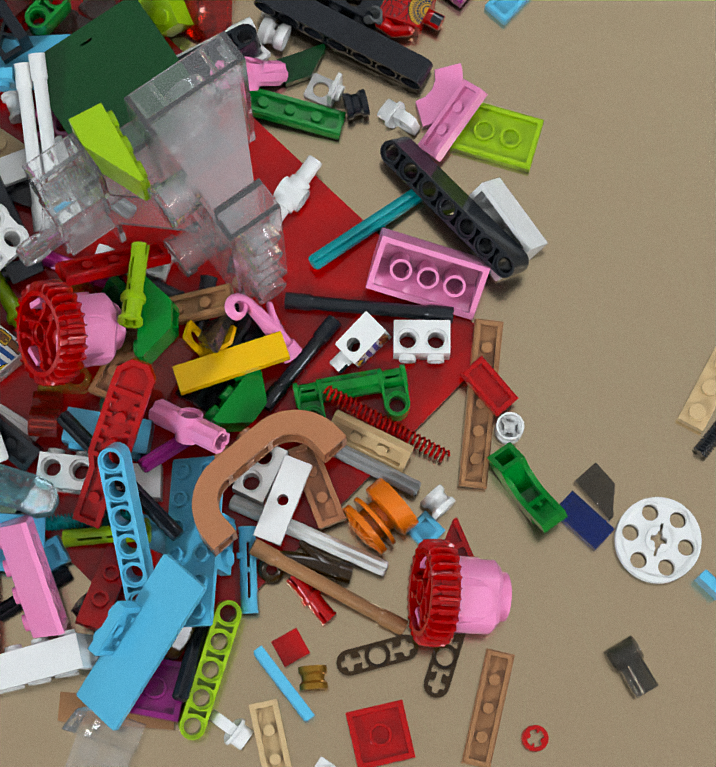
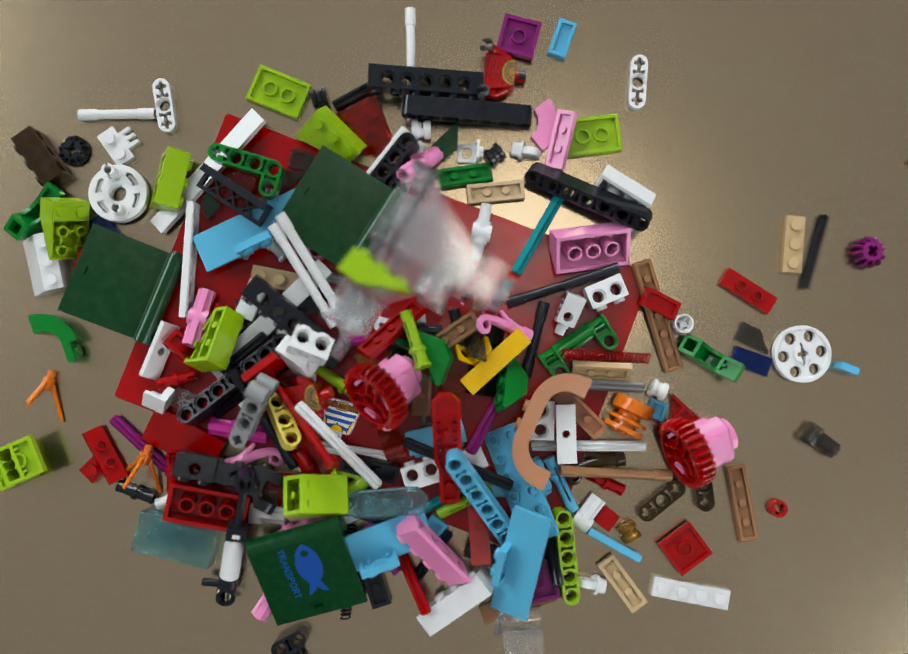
camera: 25 degrees left, 10 degrees up
(189, 426) = (490, 415): bright pink piece -> none
(263, 629) = (584, 516): none -> white piece
(336, 152) = (496, 191): none -> tan plate
(573, 105) = (632, 90): none -> white beam
(620, 424) = (747, 291): none -> red plate

